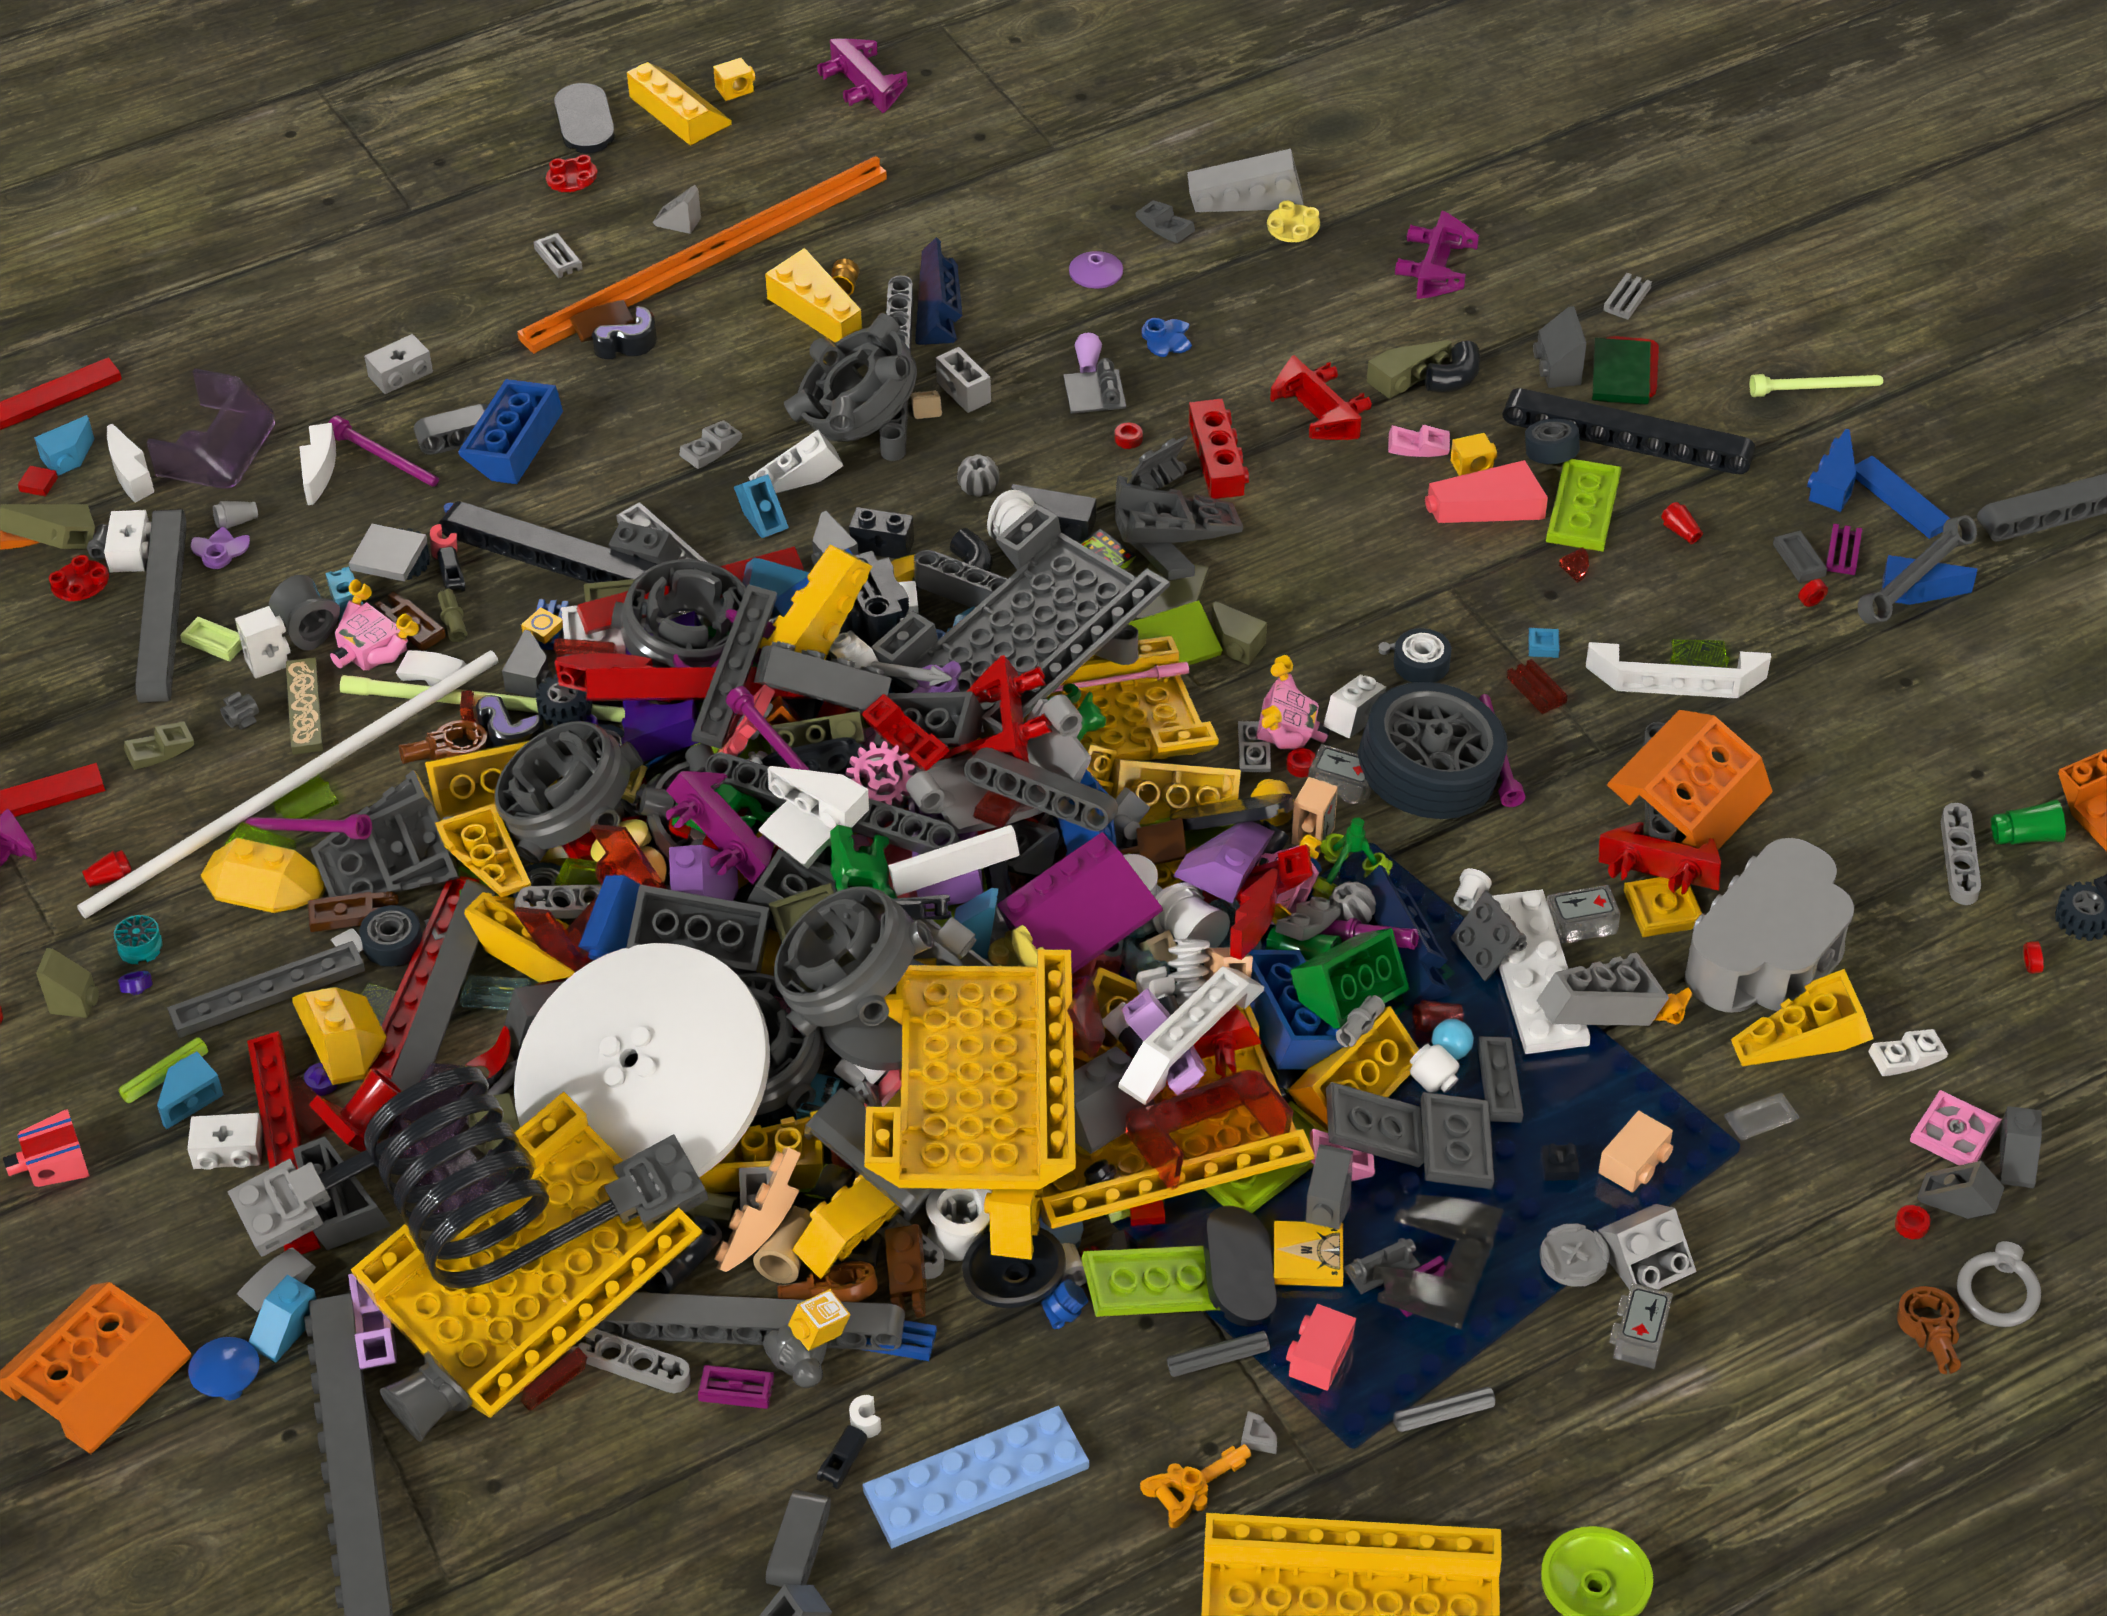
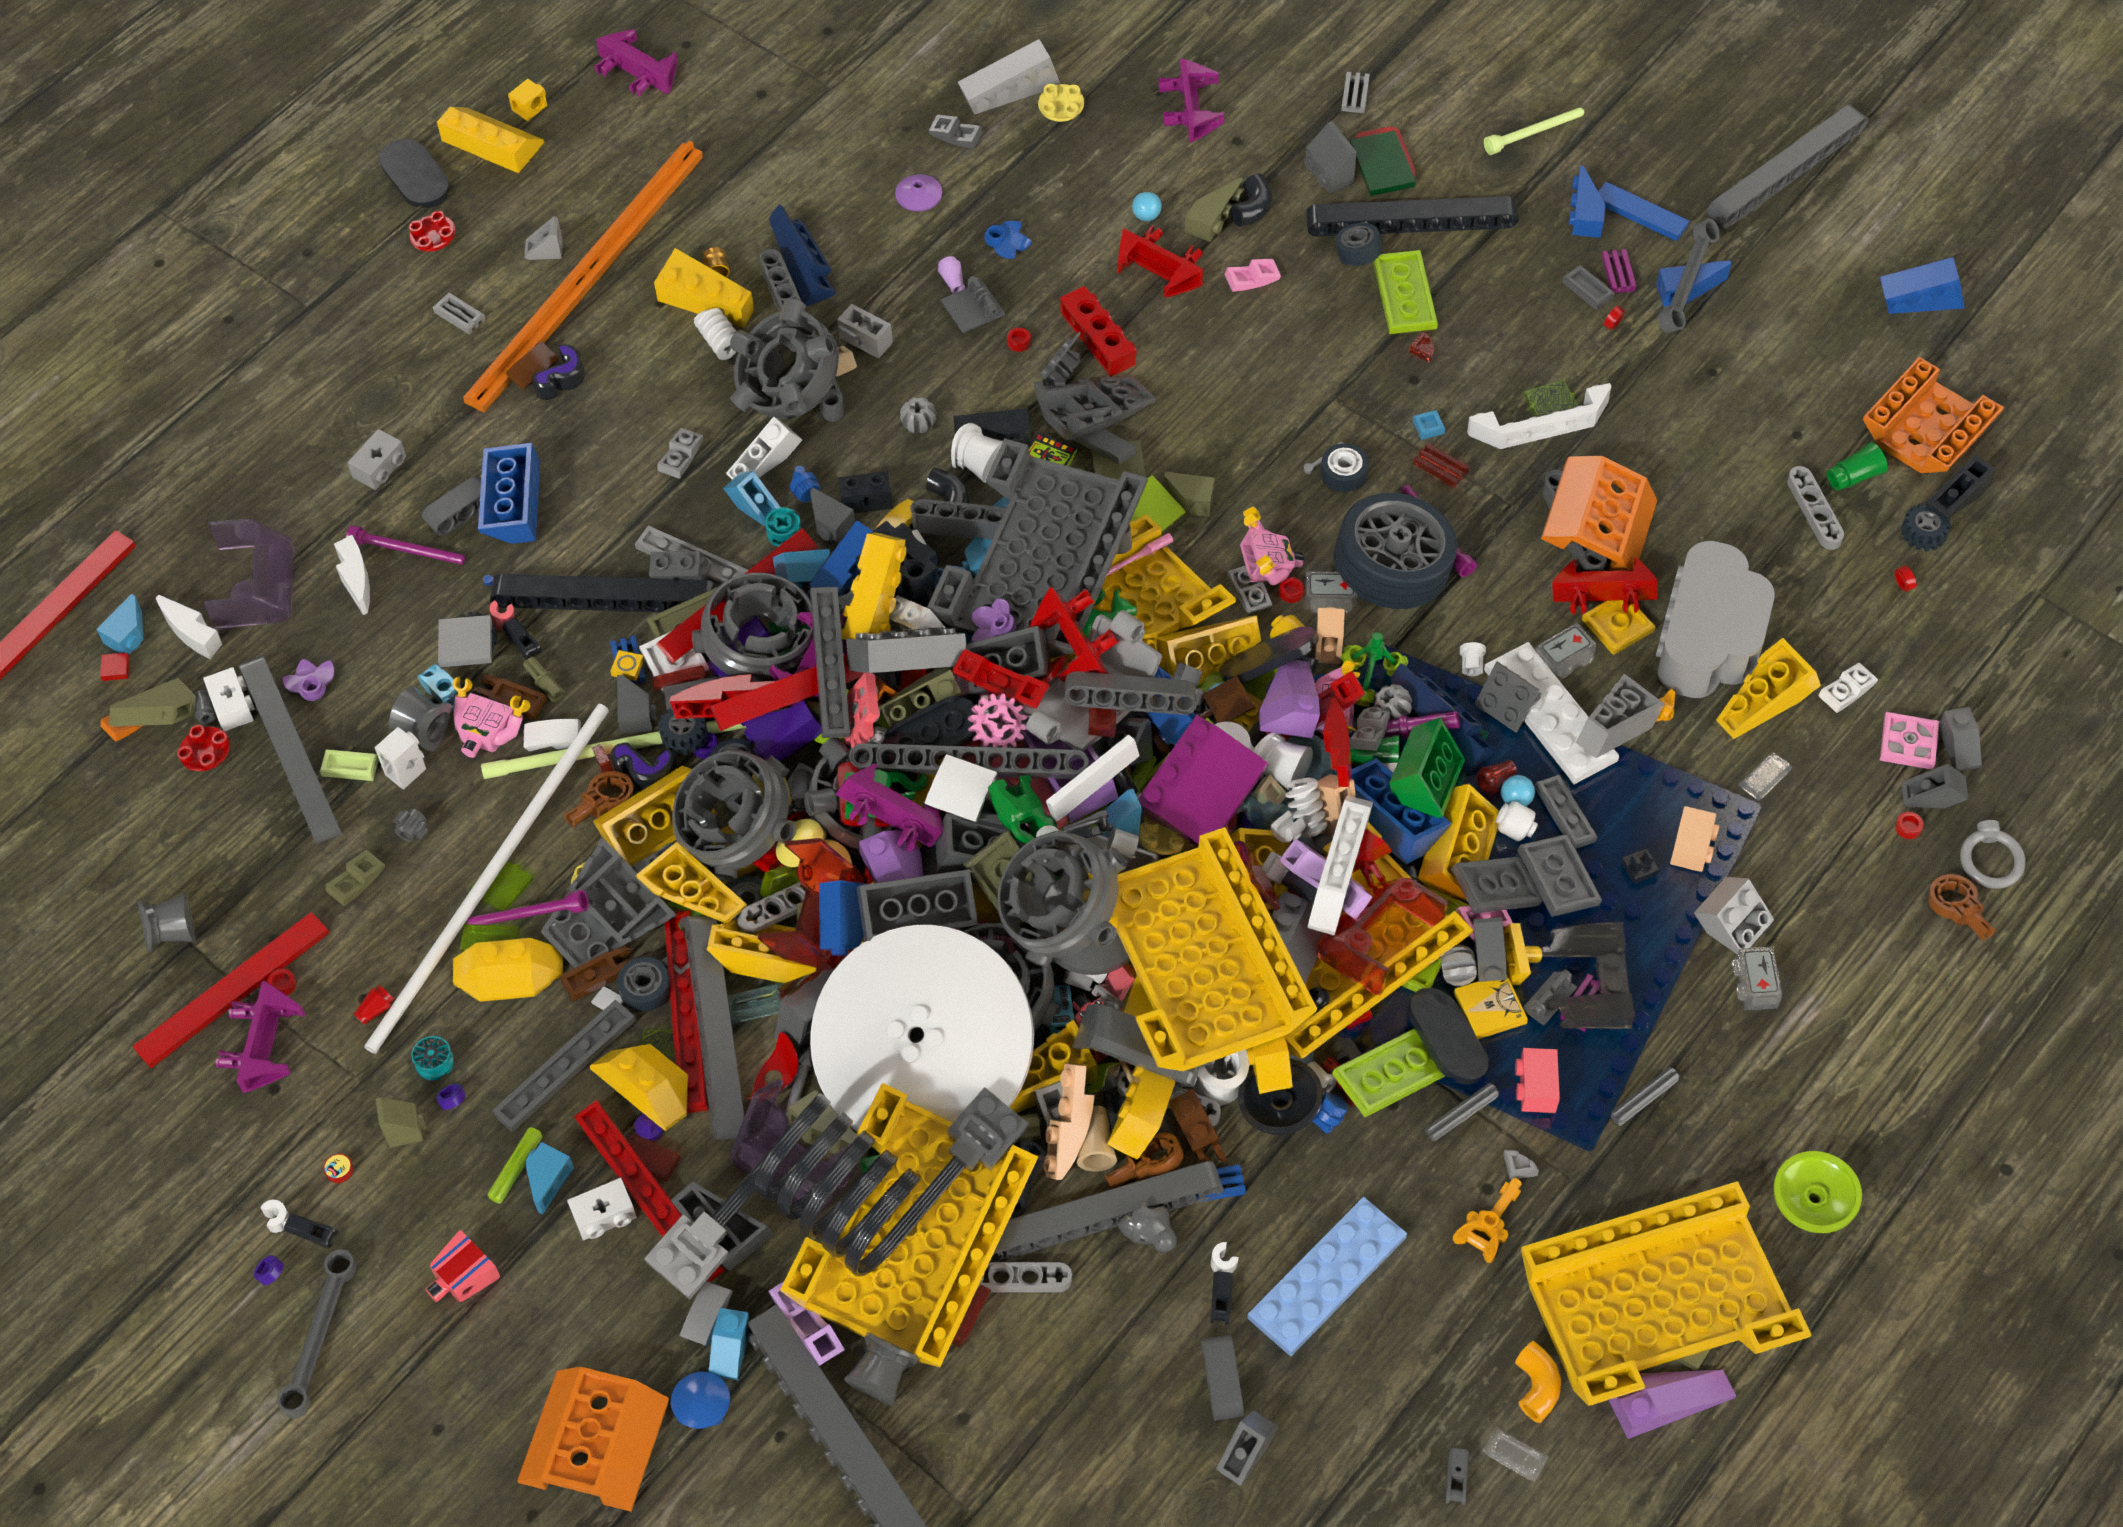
camera: 20 degrees left, 10 degrees up
(32, 820) = (282, 980): none -> red tile
(233, 513) = (306, 644): light grey cone -> none
(304, 706) = (460, 801): olive tile -> none
(354, 1118) = (709, 1148): red plant -> none
(735, 1391) = (1112, 1279): magenta tile -> none
(742, 703) = (859, 696): magenta piece -> none
(777, 536) = (781, 525): none -> teal wheel
(804, 331) = (716, 331): none -> white piece
(819, 503) = (802, 484): none -> blue piece
(819, 1320) = (1162, 1197): yellow brick -> none
(822, 794) = (970, 758): white slope -> none
(933, 676) = (992, 618): light grey piece -> none
(1023, 947) = (1180, 835): light yellow dish -> none
(1287, 1195) = (1459, 965): none -> light grey piece
(1333, 343) = (1146, 206): none -> medium azure piece
(1352, 704) = (1315, 530): white brick -> none
(1360, 1021) = (1455, 805): light grey pin -> none
(1365, 1207) = (1518, 955): none -> yellow tile
(1472, 454) = (1302, 275): yellow brick -> none
(1488, 495) = (1331, 308): coral slope -> none
(1574, 1255) = (1685, 938): light grey tile -> none
(1680, 521) = (1488, 286): red cone -> none

